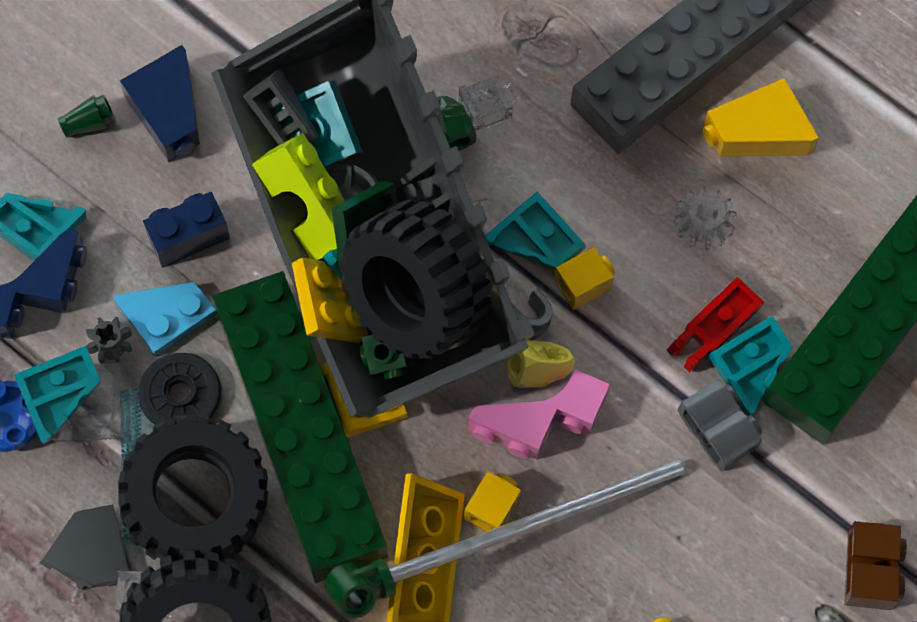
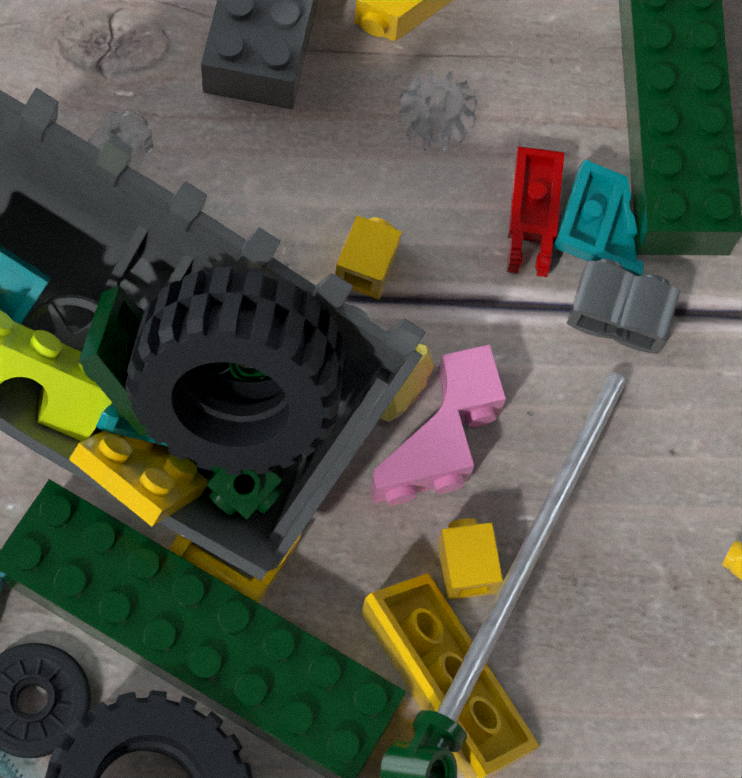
camera: 45 degrees left, 0 degrees up
(536, 234) = (307, 239): teal wing -> none

